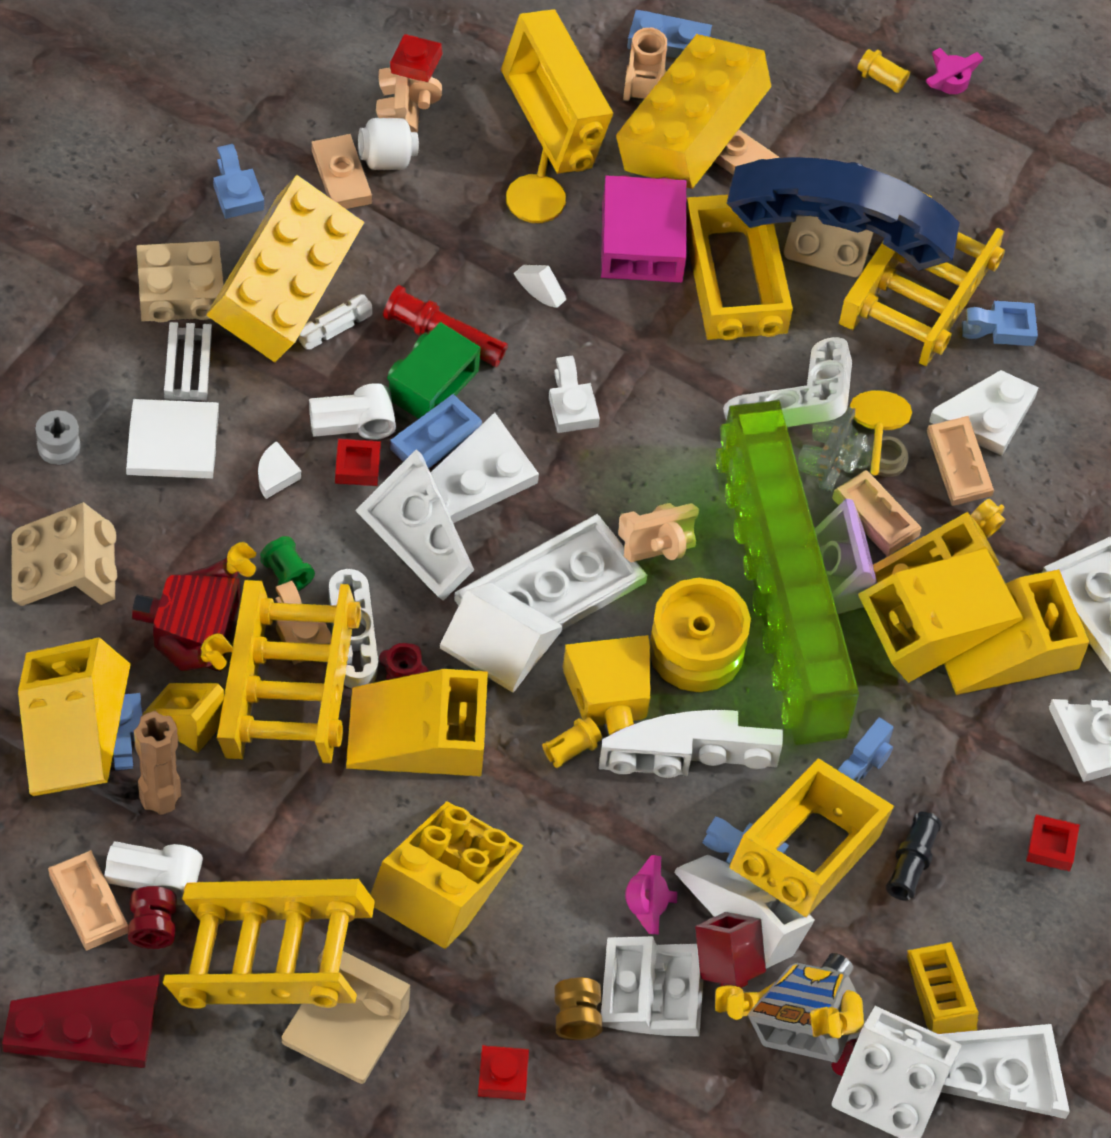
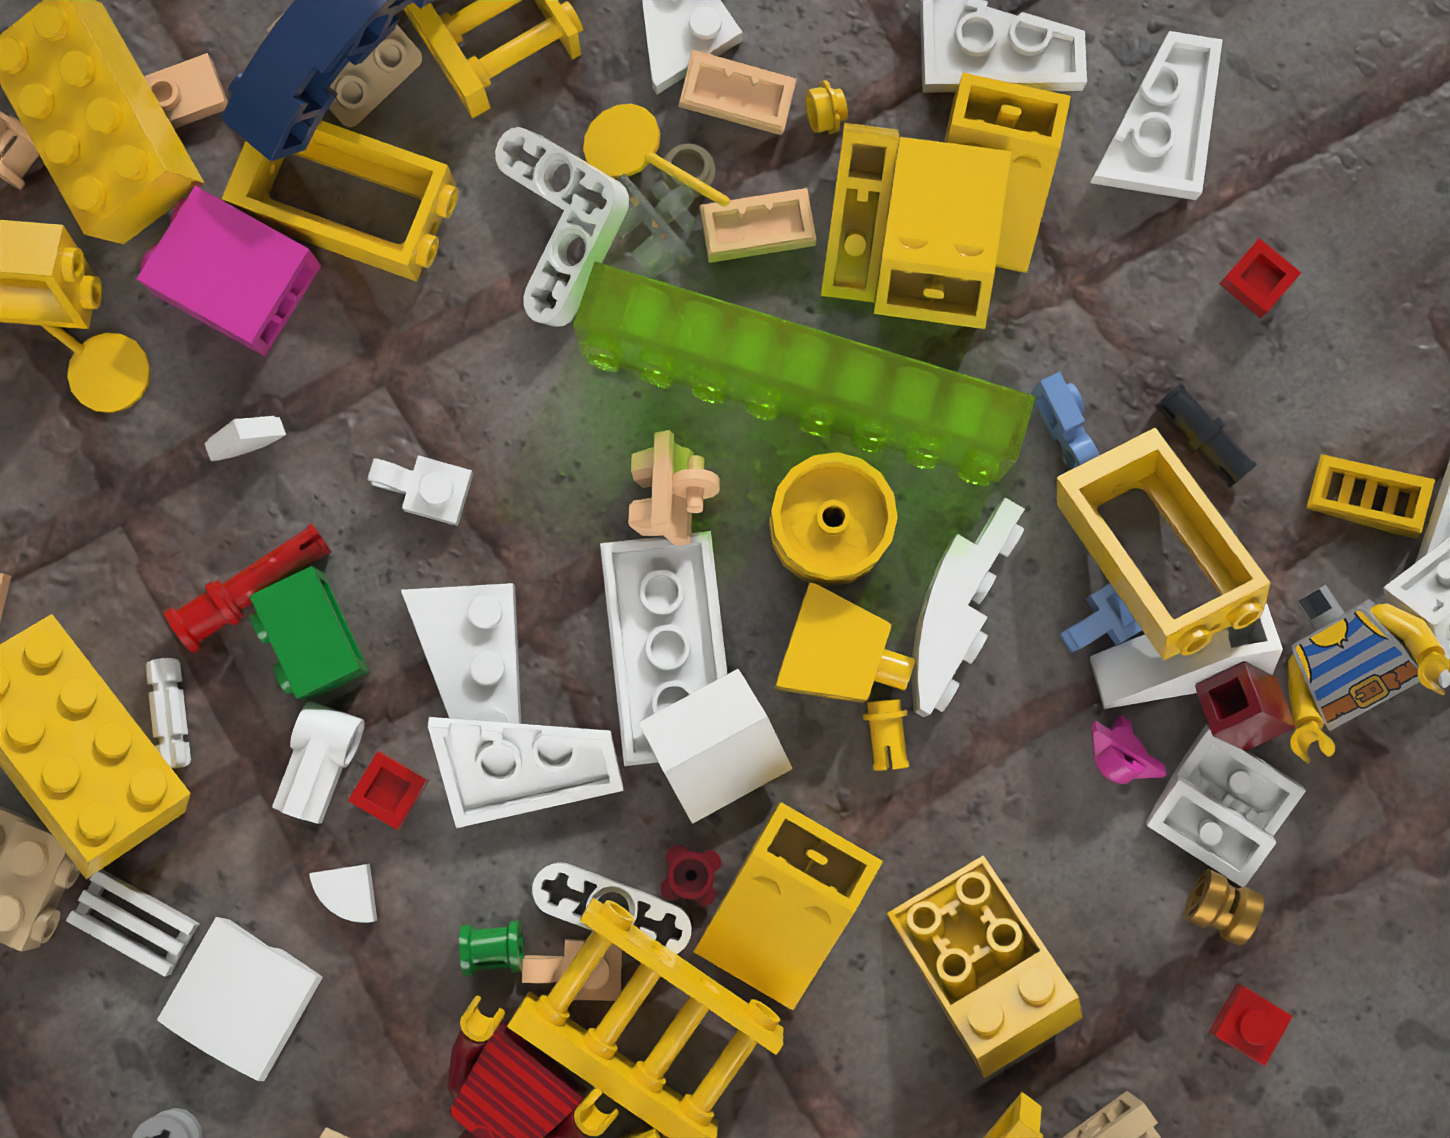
camera: 60 degrees left, 25 degrees up
(437, 432) = (396, 675): medium blue plate -> none
(845, 556) = (813, 297): slope -> none

